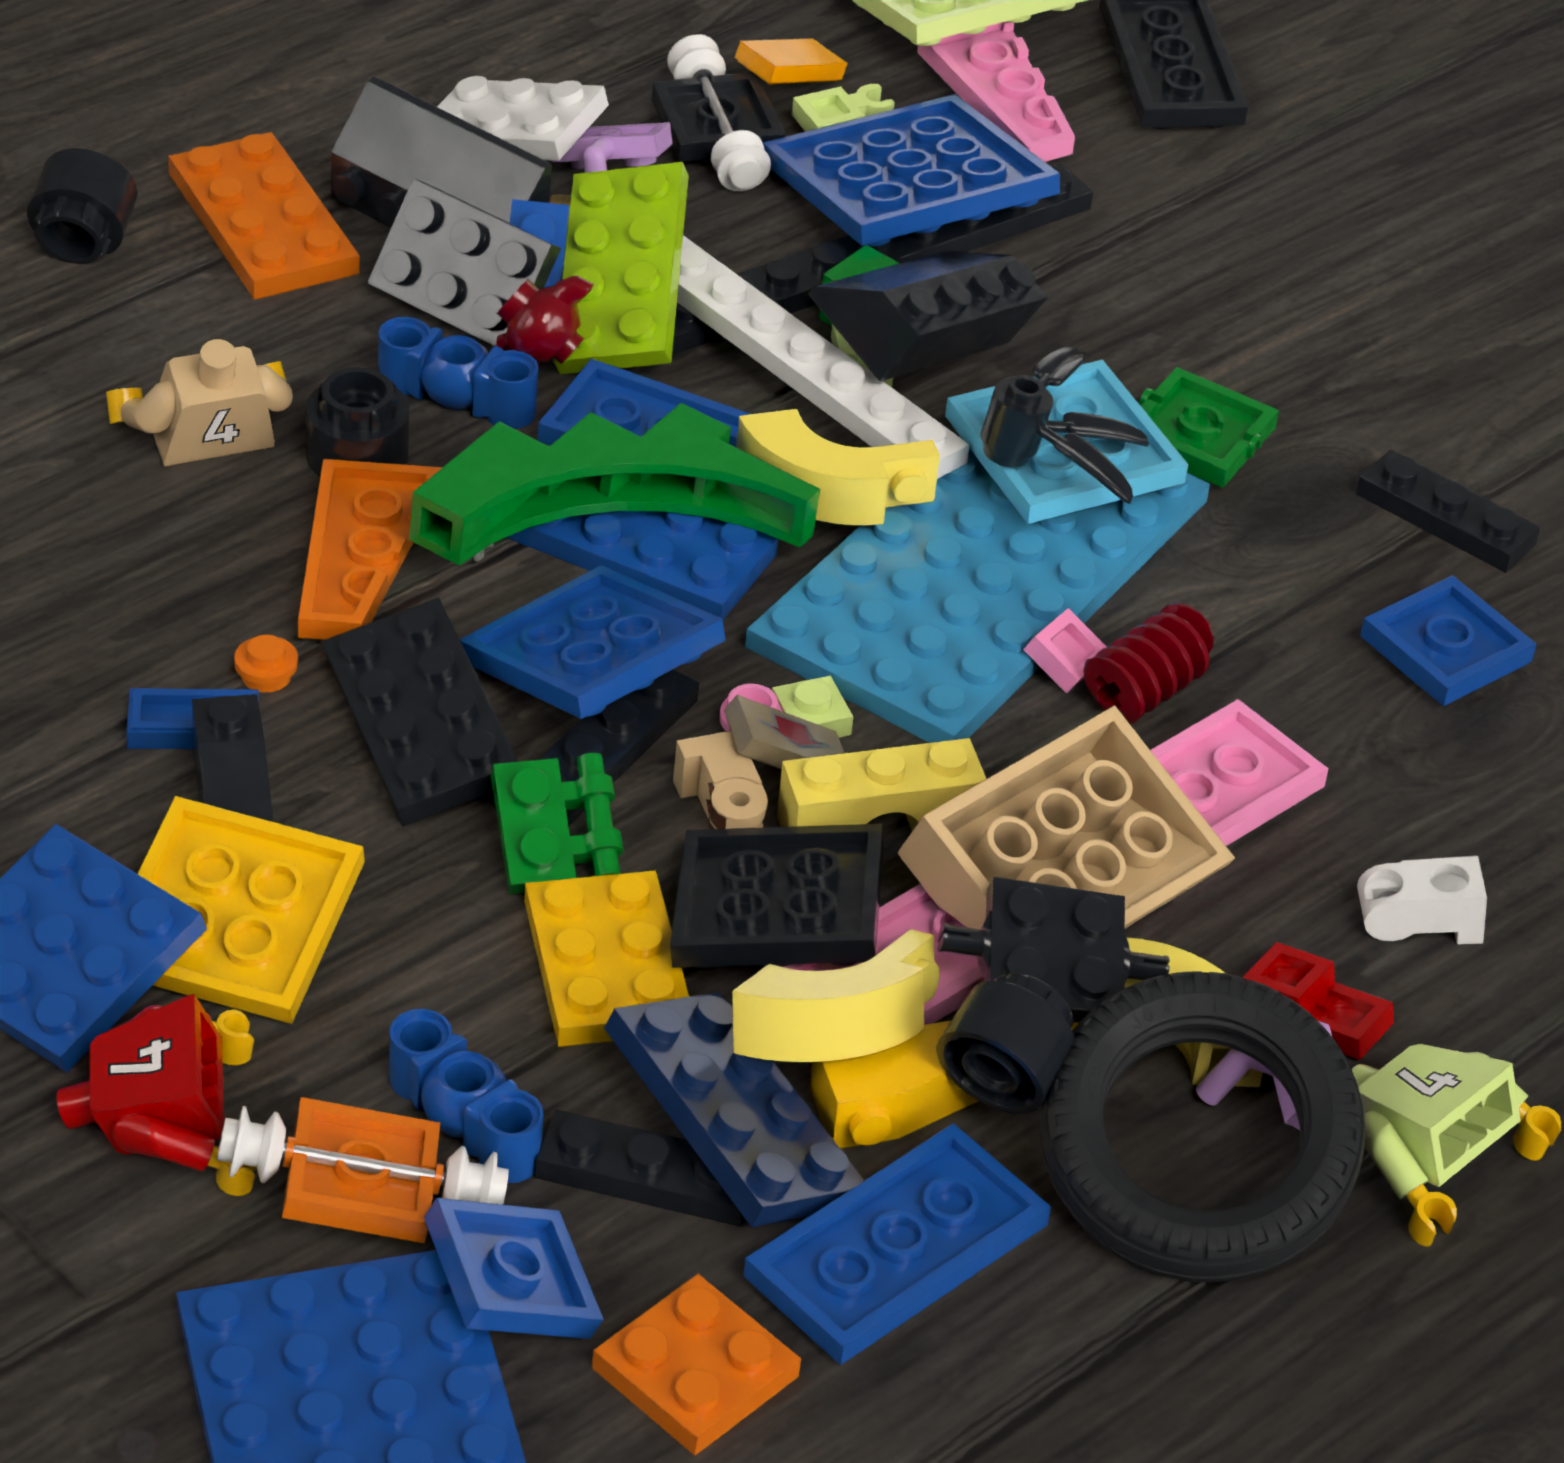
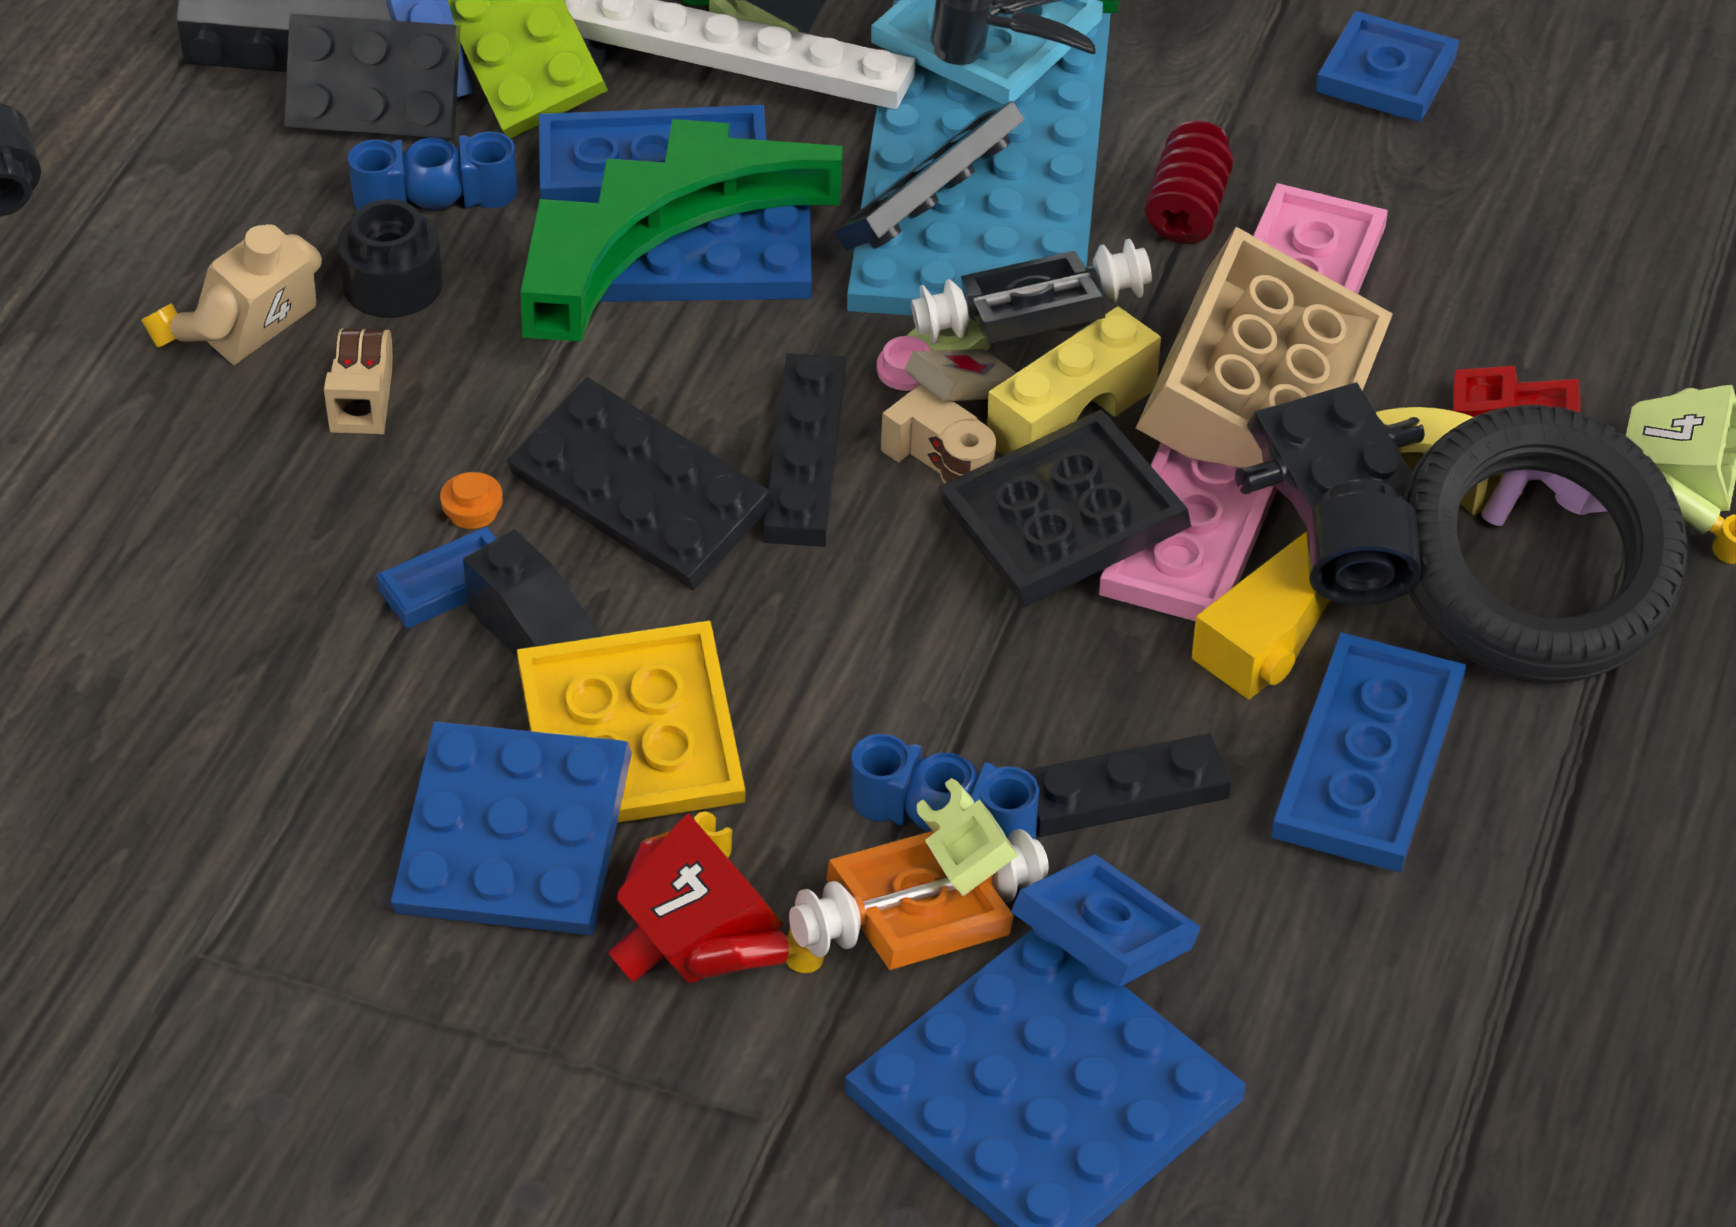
camera: 25 degrees left, 5 degrees up
(254, 516) = (357, 373): none -> tan leg
(263, 215) = (142, 103): orange plate -> none
(356, 543) = (467, 358): orange wing -> none
(432, 1137) = (966, 839): none -> yellowish green plate
(535, 824) = (820, 541): green plate -> none
(544, 319) = (487, 95): dark red piece -> none
(592, 641) = (742, 358): blue plate -> none
(601, 949) = (954, 624): yellow plate -> none
(696, 1364) = (1292, 927): orange plate -> none
(733, 1108) = (1168, 699): dark blue plate -> none
(837, 1011) = (1205, 584): light yellow arch -> none
(852, 480) = (856, 122): light yellow arch -> none
(869, 560) = (943, 167): none -> plate
(895, 695) = (1033, 295): none -> plate
(1064, 648) = (1114, 201): bright pink plate -> none
(1424, 898) = (1538, 283): white leg -> none

